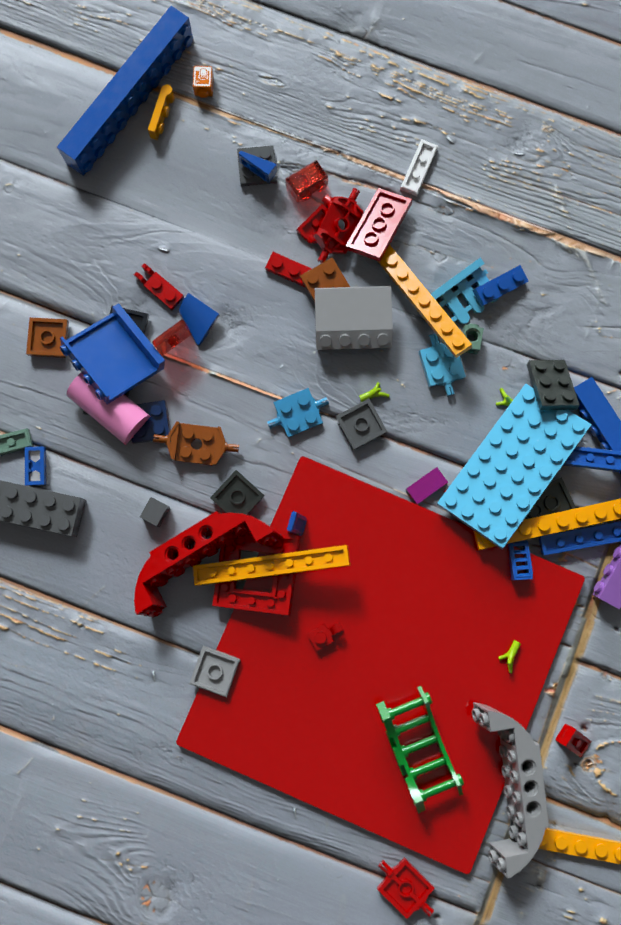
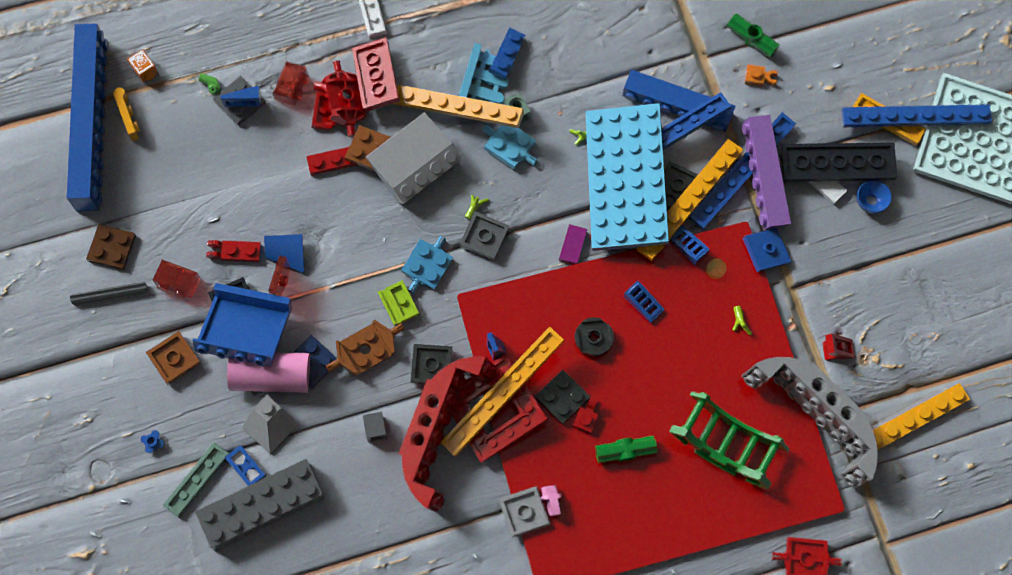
camera: 40 degrees left, 10 degrees down
(39, 248) = (108, 293): none -> dark grey axle
(69, 212) = (111, 247): none -> reddish brown plate
(78, 446) = (269, 424): none -> light grey slope
(96, 276) = (176, 279): none -> clear red brick
(244, 677) = (551, 495): none -> bright pink piece
(247, 135) = (212, 82): none -> bright green arm
(250, 427) = (398, 303): none -> lime plate
(317, 604) = (562, 397): none -> pearl dark grey plate
(333, 687) = (626, 449): none -> green piece
(392, 576) = (601, 329): none -> pearl dark grey plate
(435, 563) = (637, 286): none -> blue slope
(526, 597) = (716, 268): none -> clear yellow tile
(552, 385) = (606, 96): pearl dark grey plate -> none
(581, 614) = (766, 250): none -> blue plate

